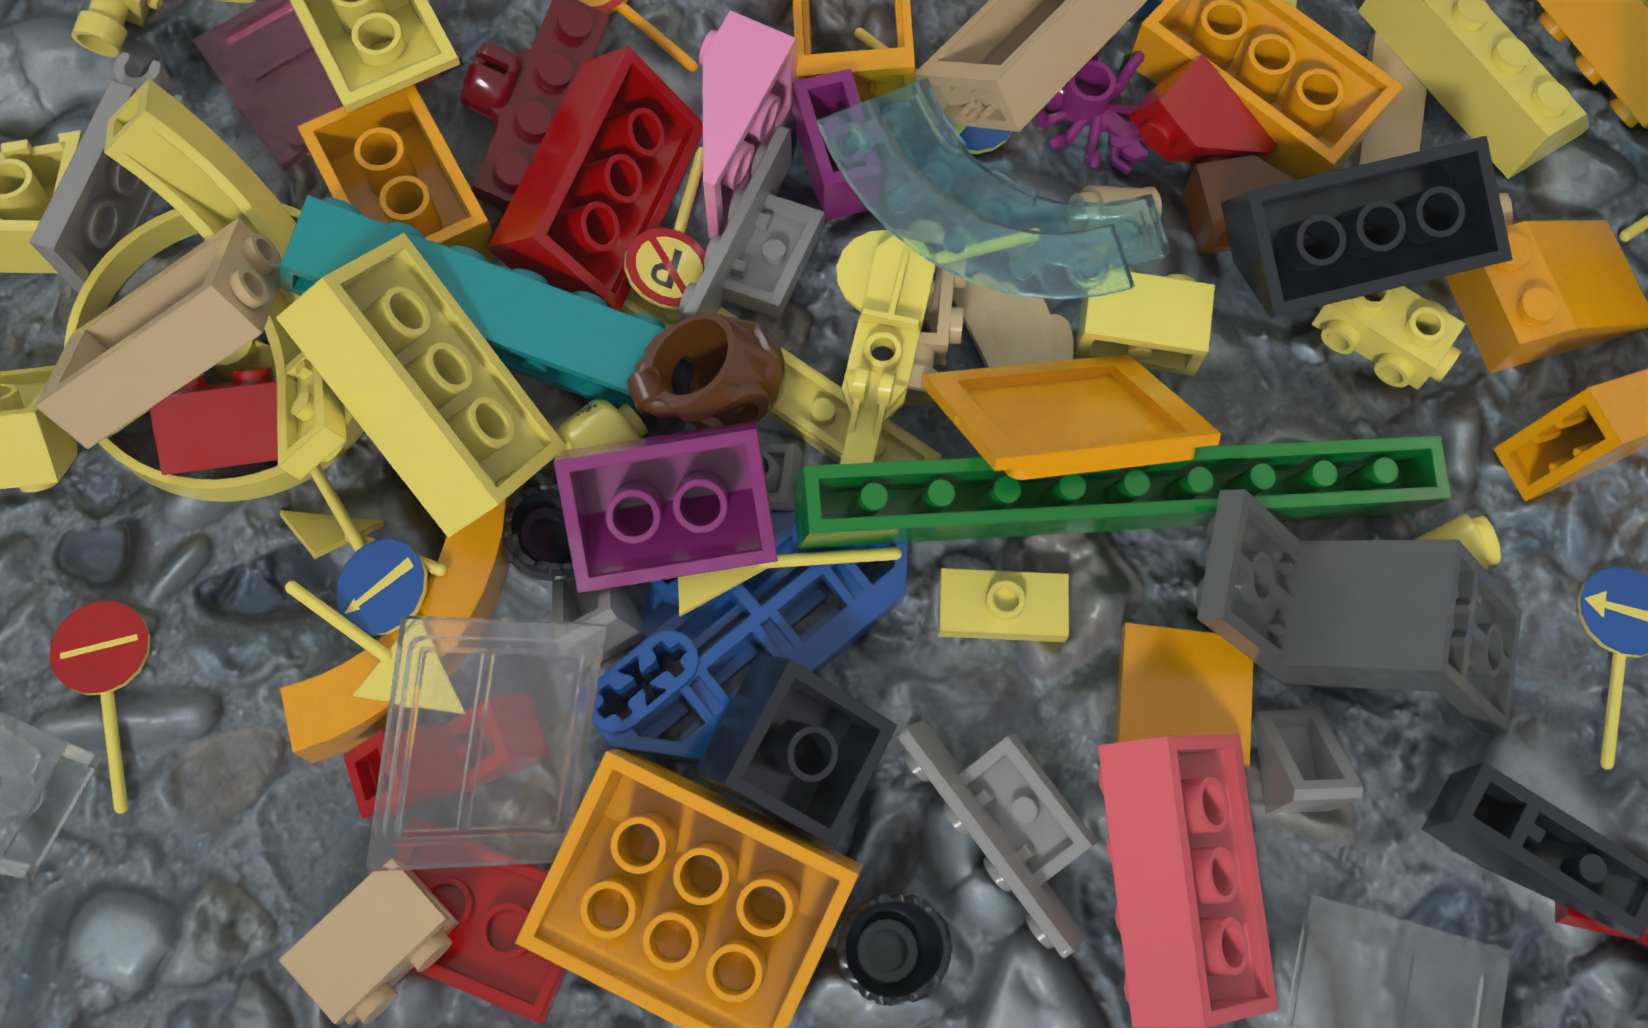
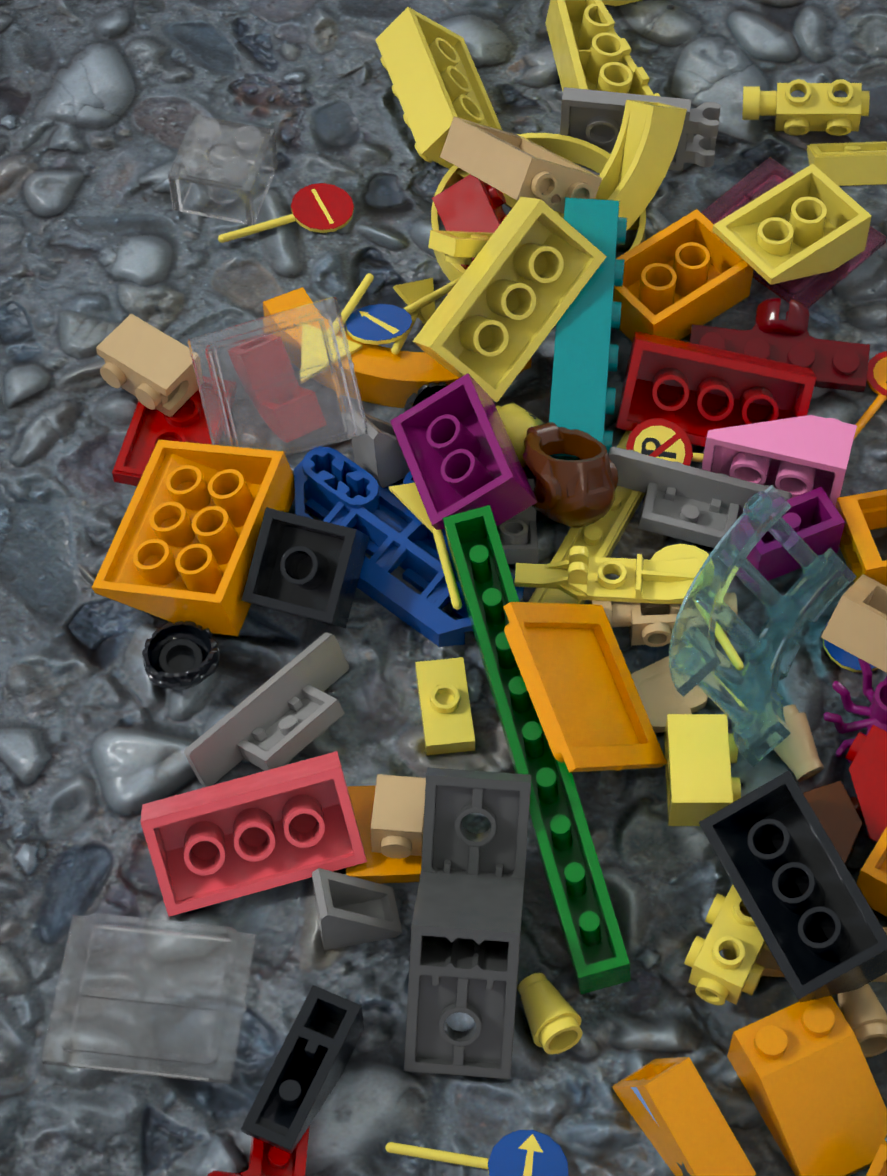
camera: 85 degrees right, 15 degrees down
(1195, 680) = (398, 816): none -> tan brick

